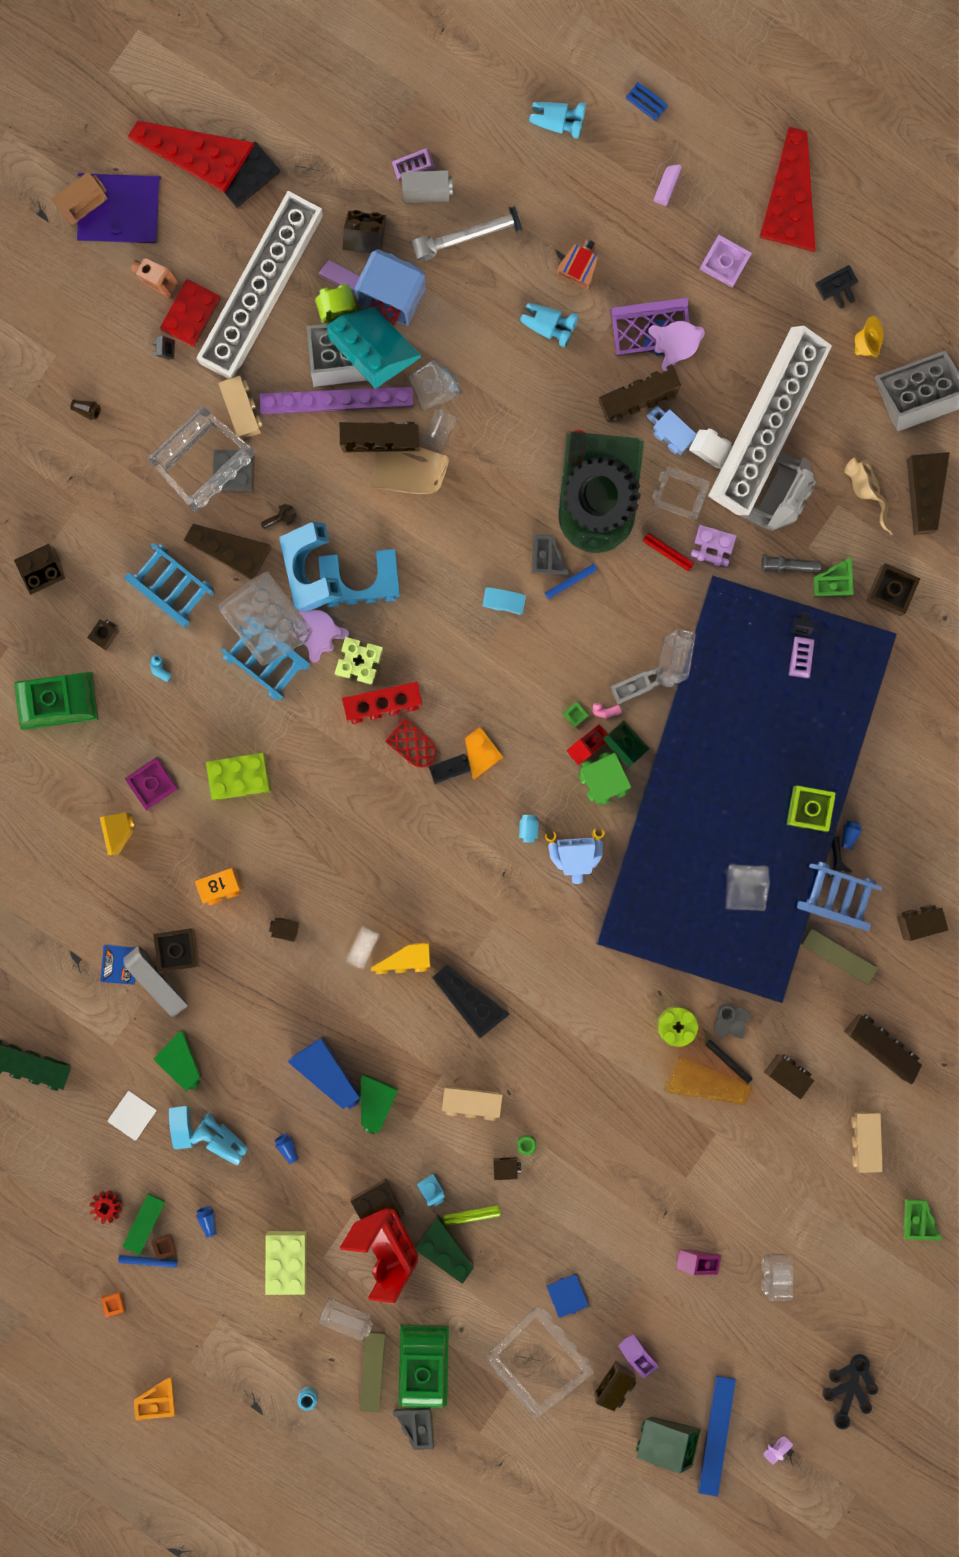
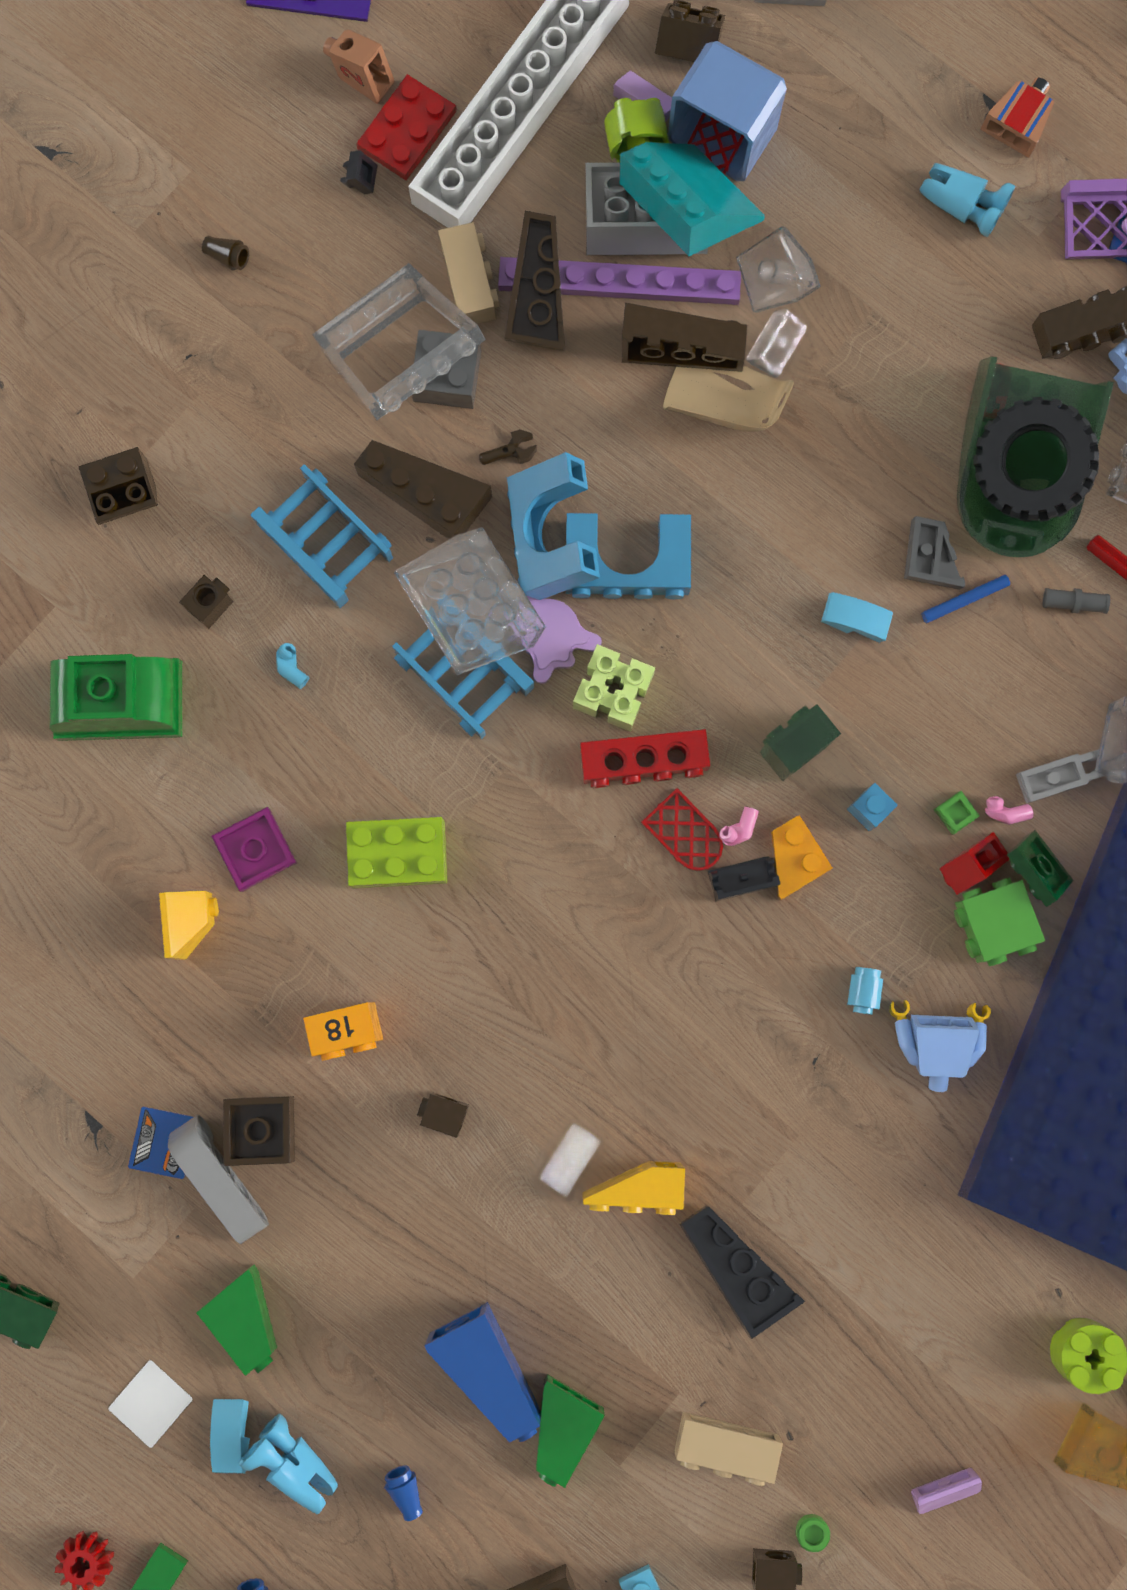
camera: 10 degrees right, 5 degrees down
(285, 425) = (536, 299): none -> dark brown wedge
(426, 247) = (790, 63): piece -> none
(446, 740) = (740, 831): none -> bright pink arm
(473, 683) = (800, 742): none -> clear green brick
(522, 717) = (872, 807): none -> dark azure brick
(602, 1113) = (946, 1490): none -> lavender slope
(637, 575) = (1076, 600): none -> dark grey pin

